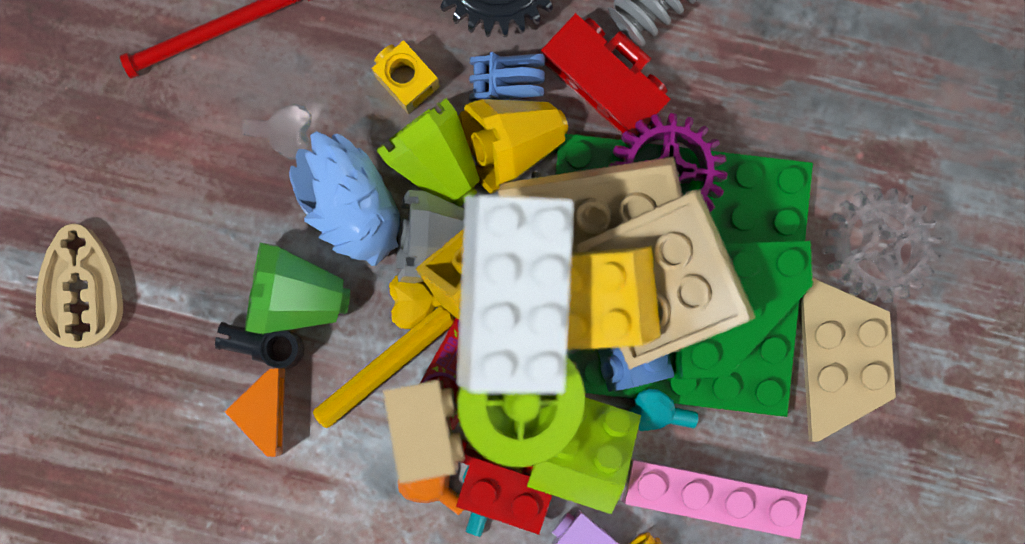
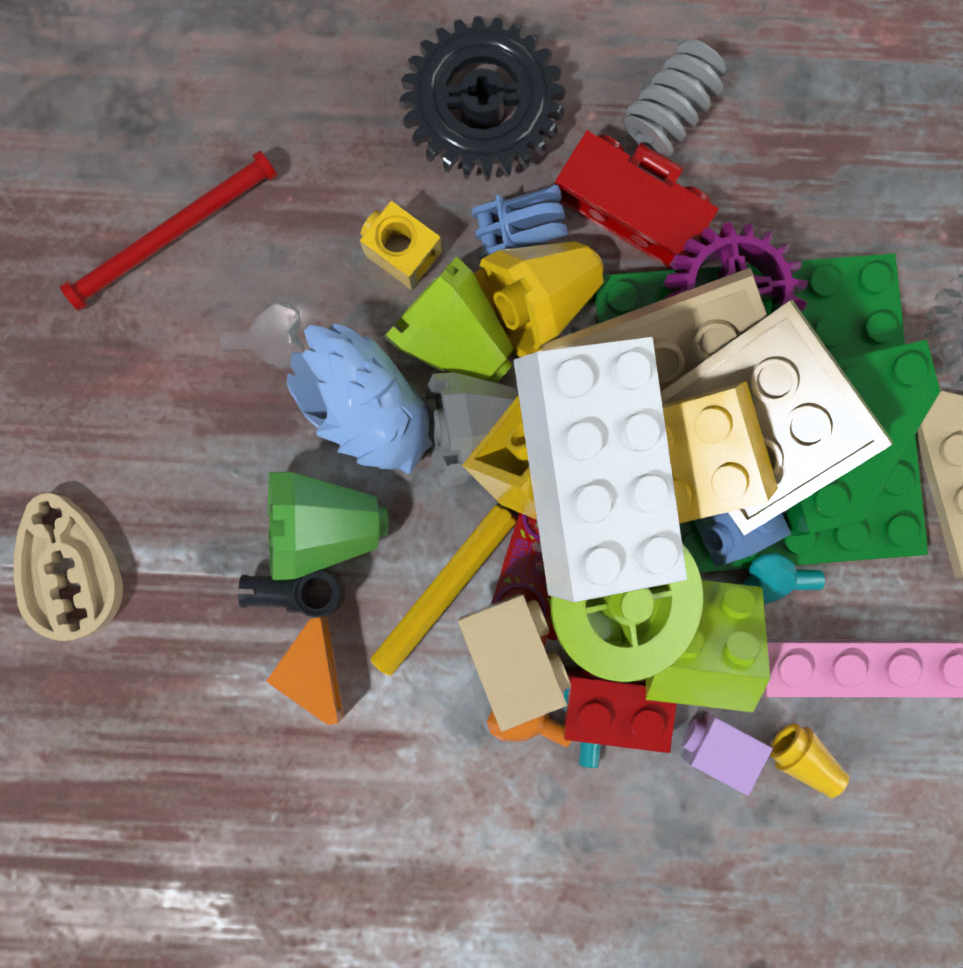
camera: 10 degrees left, 0 degrees up
(412, 303) = (461, 507): yellow rock -> none

